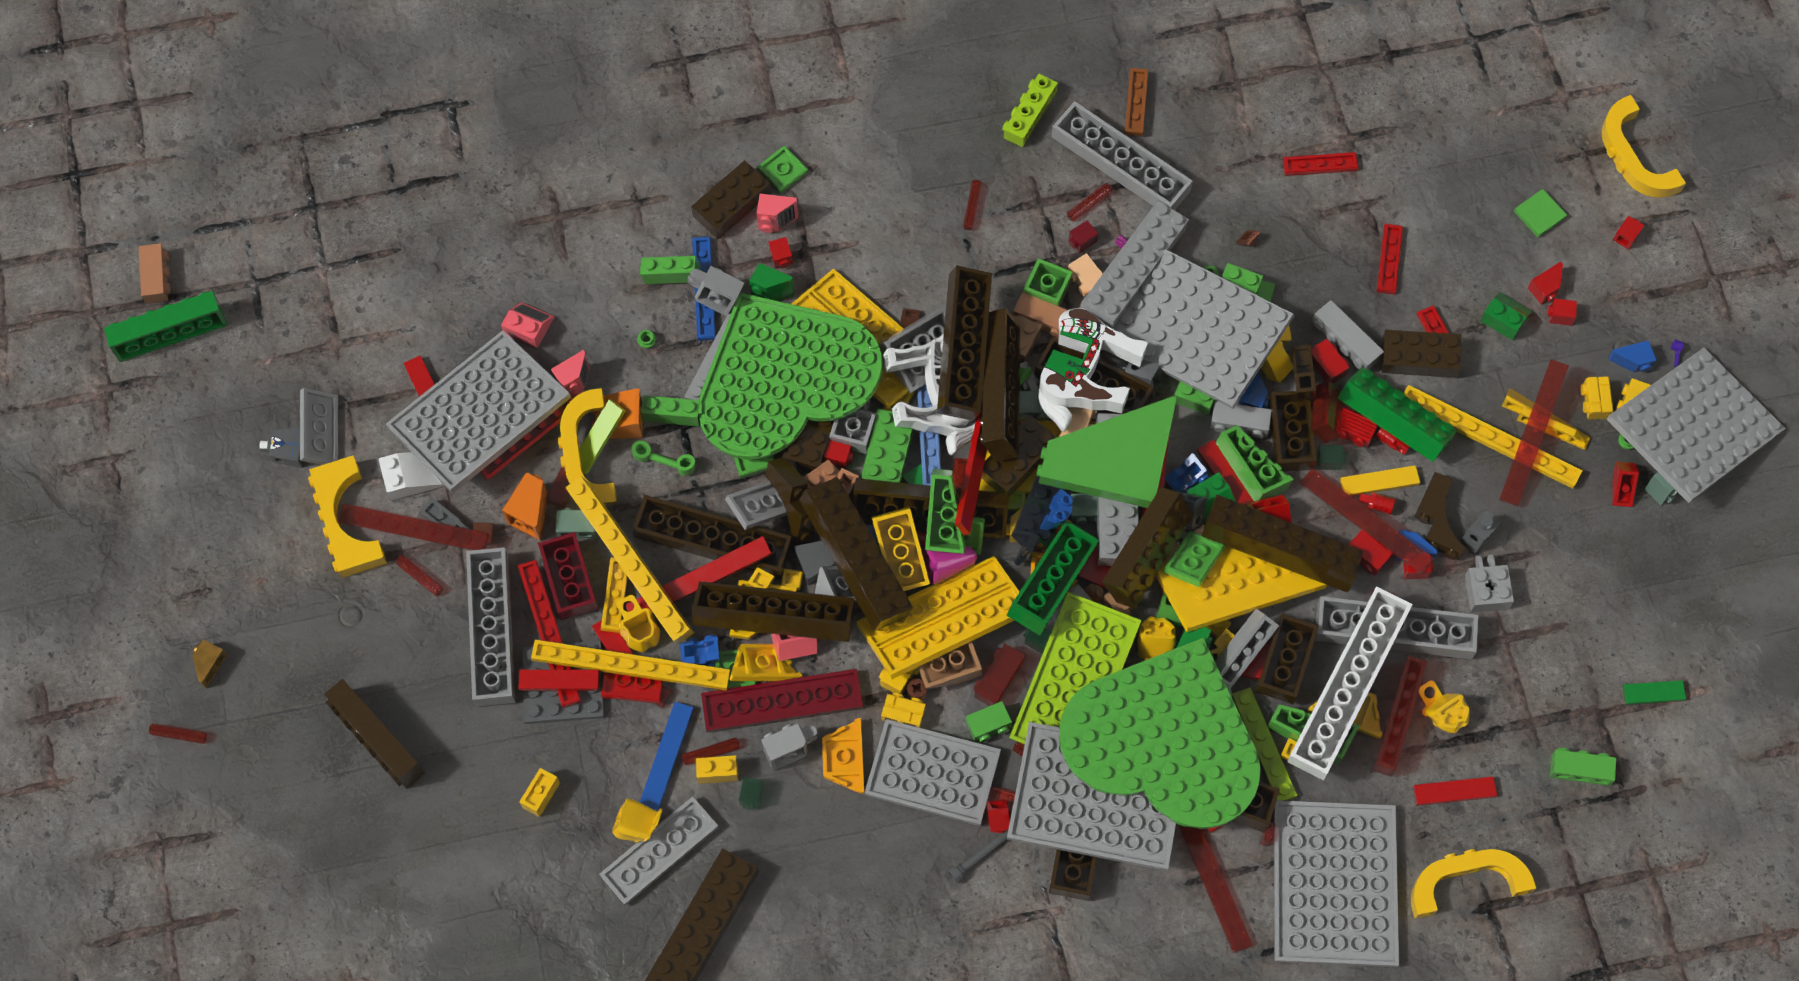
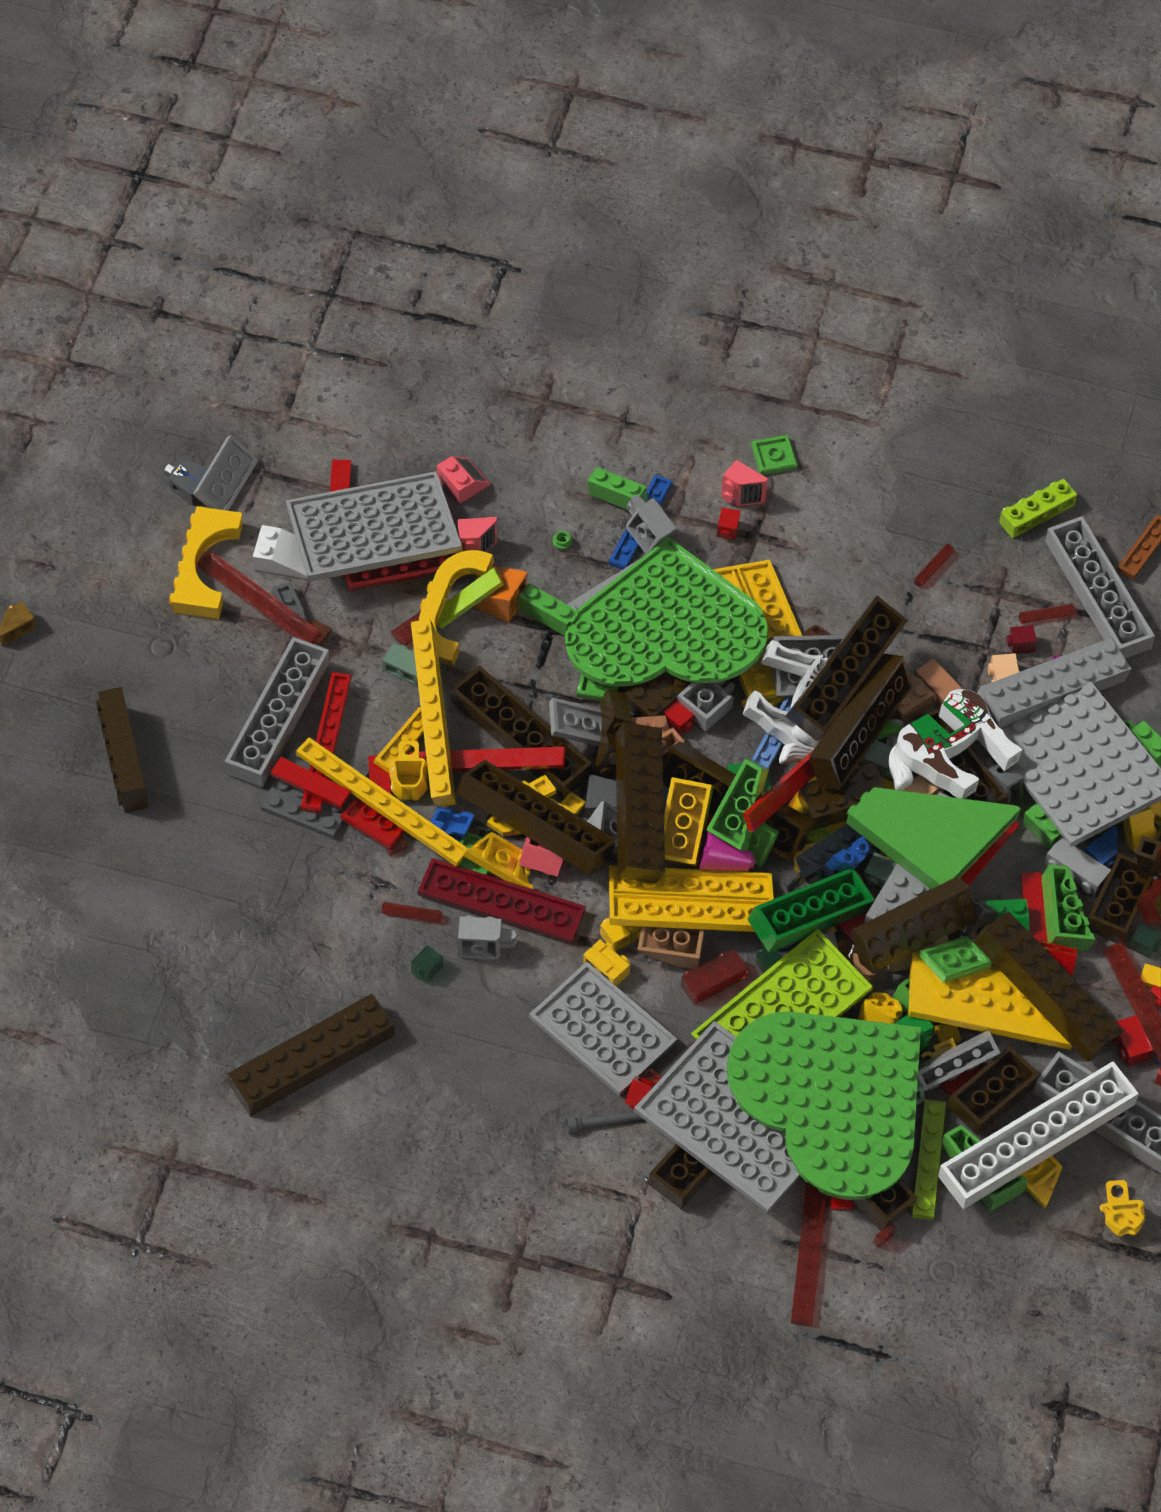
camera: 25 degrees right, 10 degrees down
(154, 273) = (158, 285): nougat brick -> none
(165, 326) = (142, 332): green brick -> none
(419, 575) = (241, 642): clear red axle -> none
(528, 506) = (370, 627): orange slope -> none
(539, 792) = (238, 870): yellow panel -> none
(568, 576) = (371, 702): dark red brick -> none
(635, 821) = (307, 933): yellow piece -> none
(642, 452) = (501, 632): bright green piece -> none
(666, 755) = (366, 900): blue tile -> none
(666, 846) = (315, 971): light grey plate -> none
(716, 769) = (407, 928): yellow brick -> none
(730, 199) = (708, 456): dark brown brick -> none
(771, 283) = (702, 543): green slope -> none
(844, 757) = (529, 975): light orange wing -> none
(887, 449) = (727, 734): bright green brick -> none
(919, 692) = (633, 957): copper wheel -> none
(988, 722) = (680, 1010): bright green brick -> none
(1048, 282) = (964, 662): bright green brick -> none
(1187, 475) = (996, 889): blue cylinder -> none
(1335, 884) = (924, 1311): light grey plate -> none
(1400, 716) = (1074, 1195): clear red brick -> none
(1455, 791) = (1089, 1289): red tile -> none
(1506, 864) = (1060, 1356): yellow arch -> none

